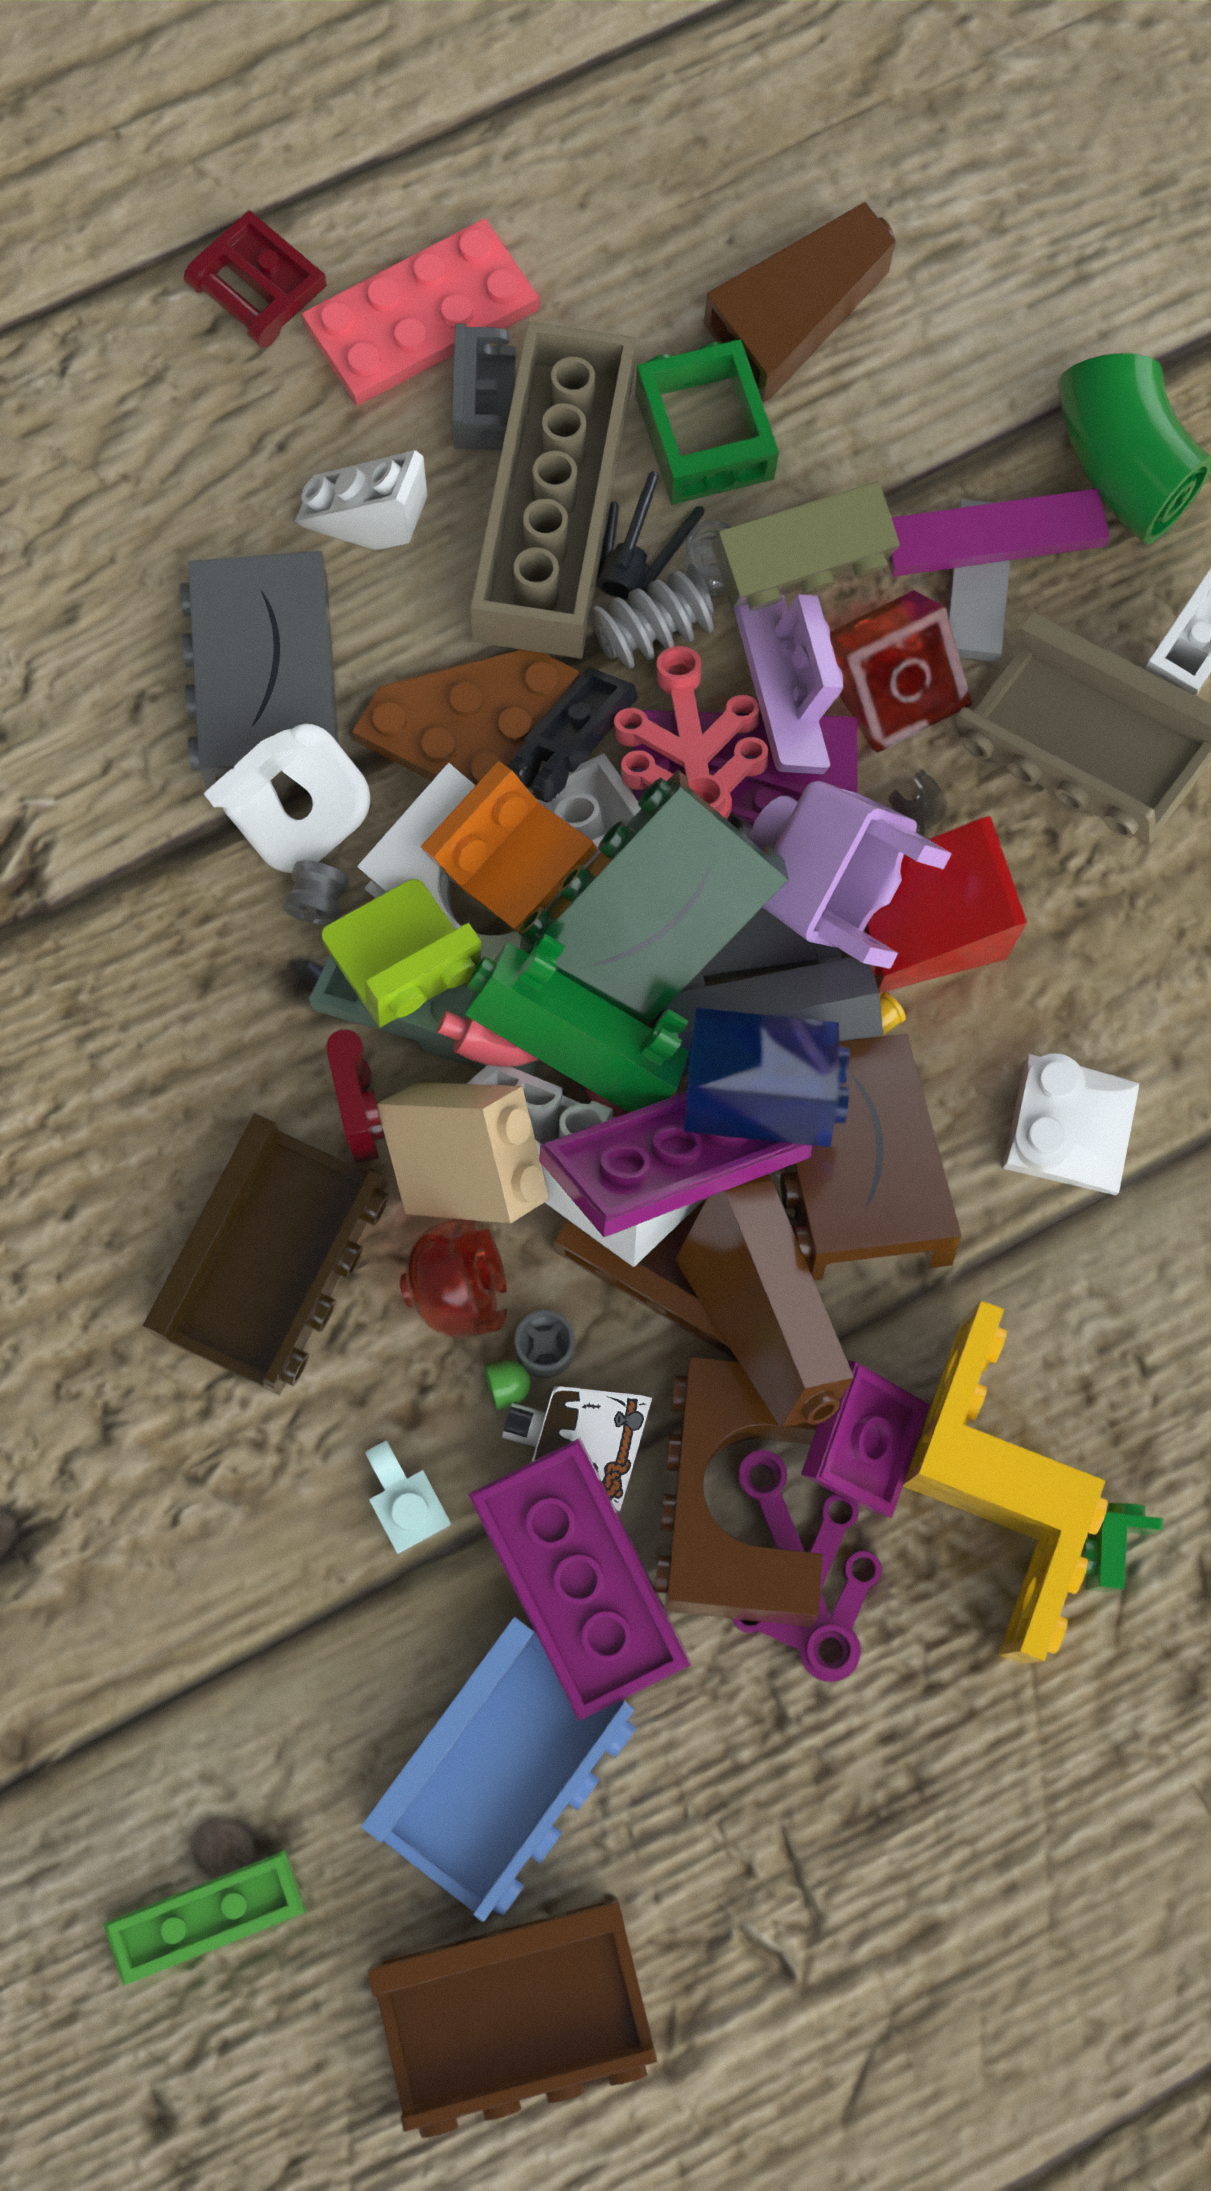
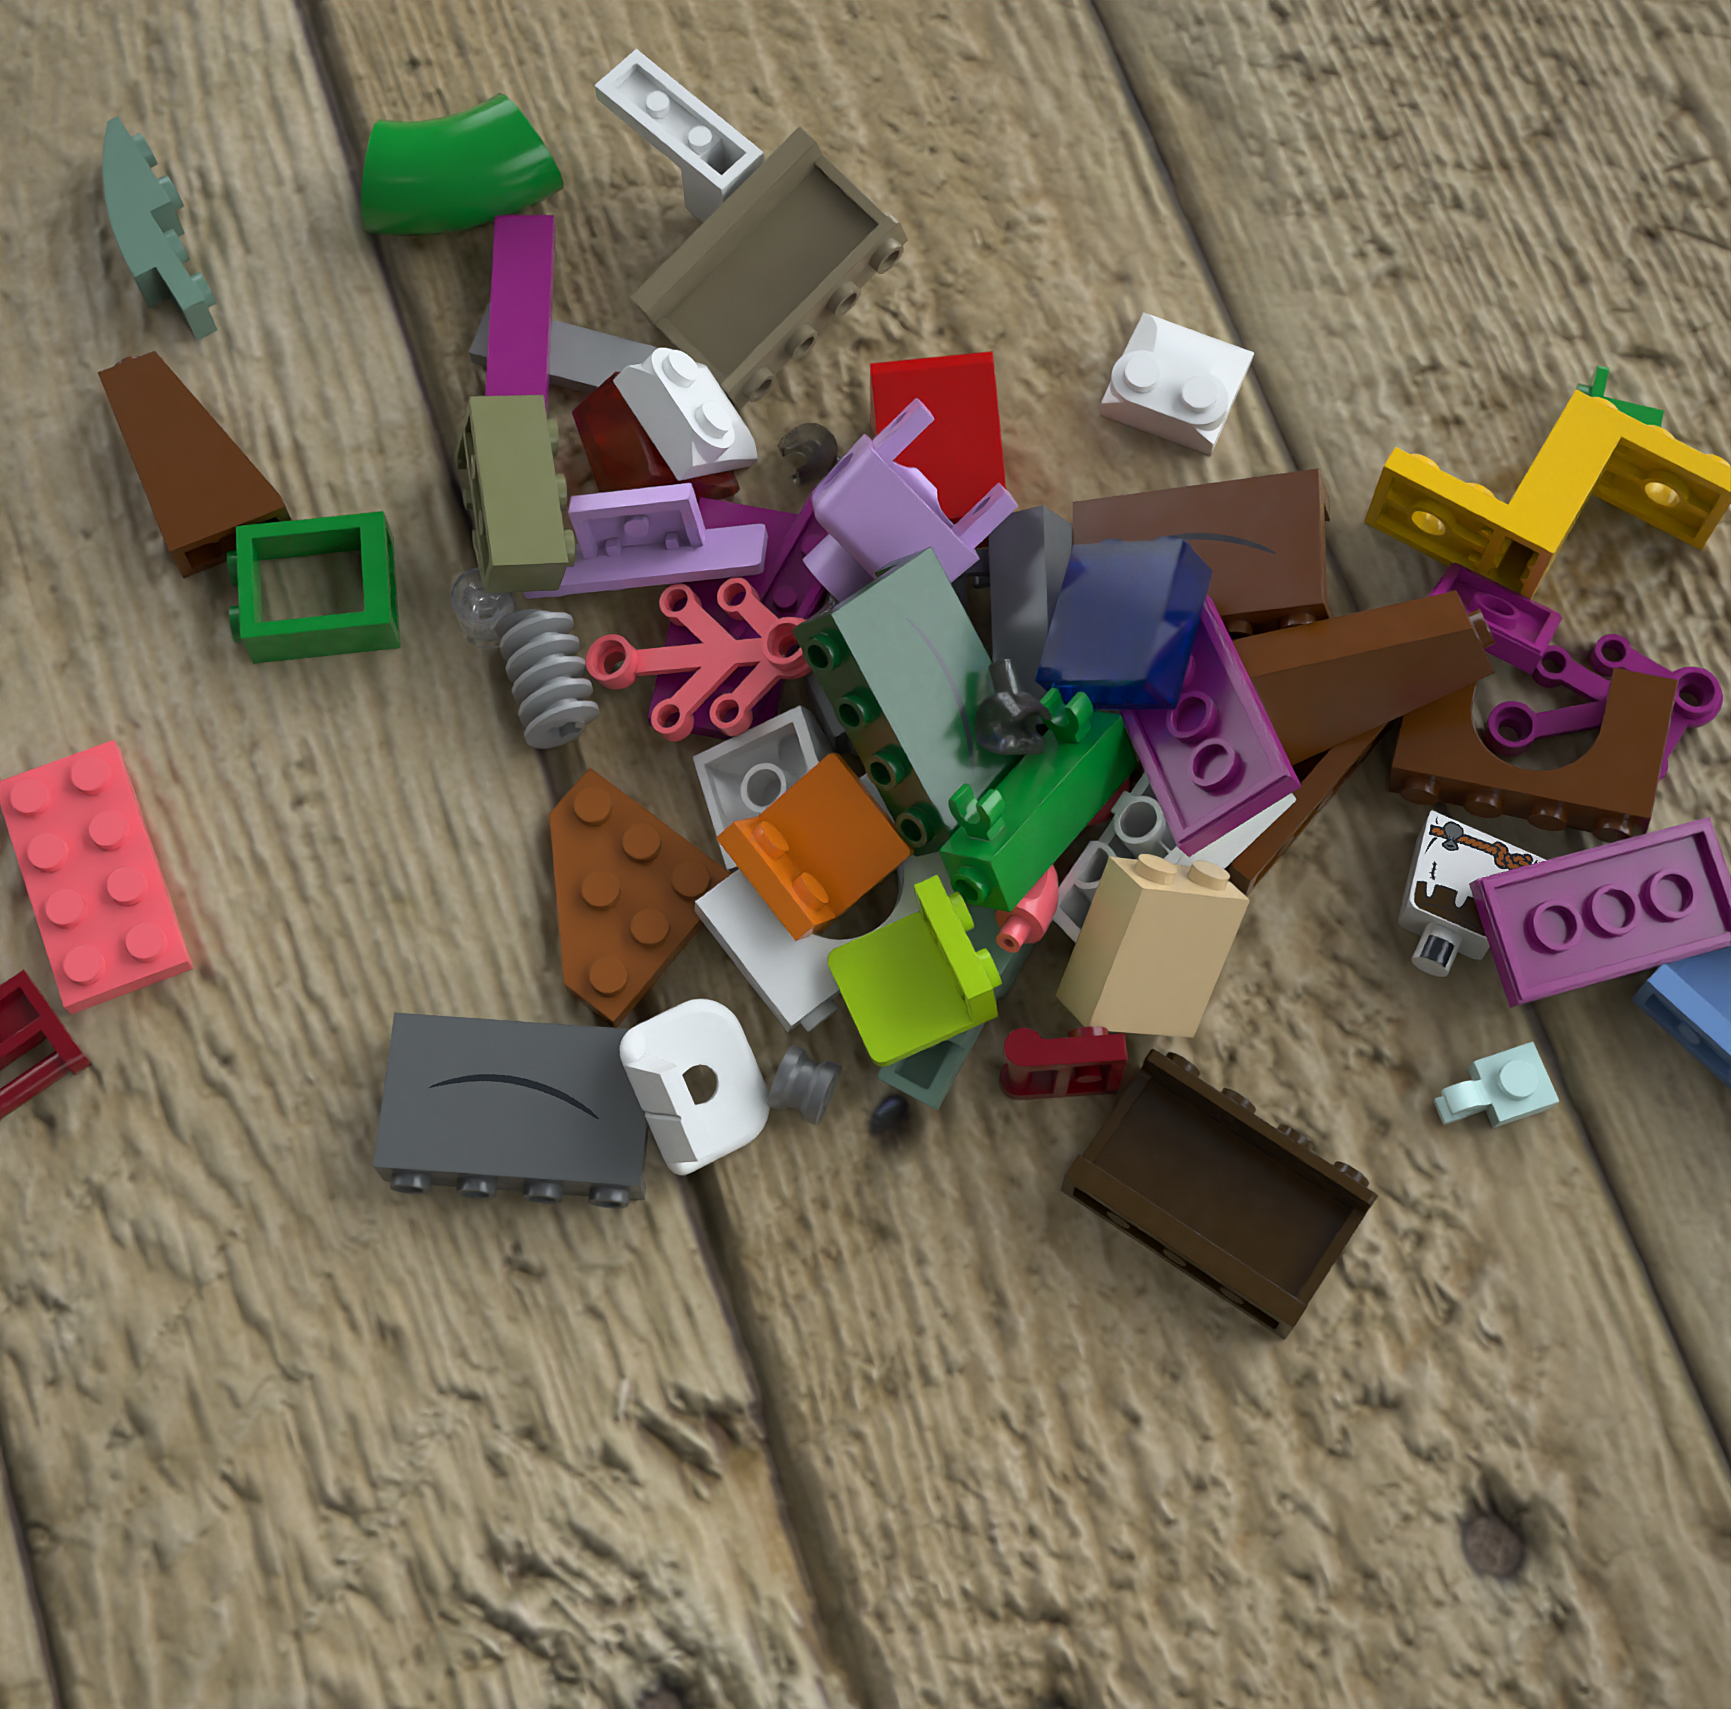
camera: 75 degrees left, 5 degrees down
(367, 502) = (337, 958): white slope -> none
(455, 1279) = (1278, 997): clear red cylinder -> none
(482, 387) = (215, 821): dark grey hinge -> none
(506, 1382) = (1388, 965): bright green hinge -> none
(544, 1334) = (1361, 906): dark grey wheel -> none
(553, 490) = (373, 749): dark tan brick -> none
(571, 731) = (661, 781): black hinge -> none
(626, 566) = (477, 697): black plant -> none
(647, 987) = (1008, 717): none -> clear smoke piece
(922, 682) = (686, 415): none -> white slope
(1026, 209) = (149, 230): none -> sand green slope

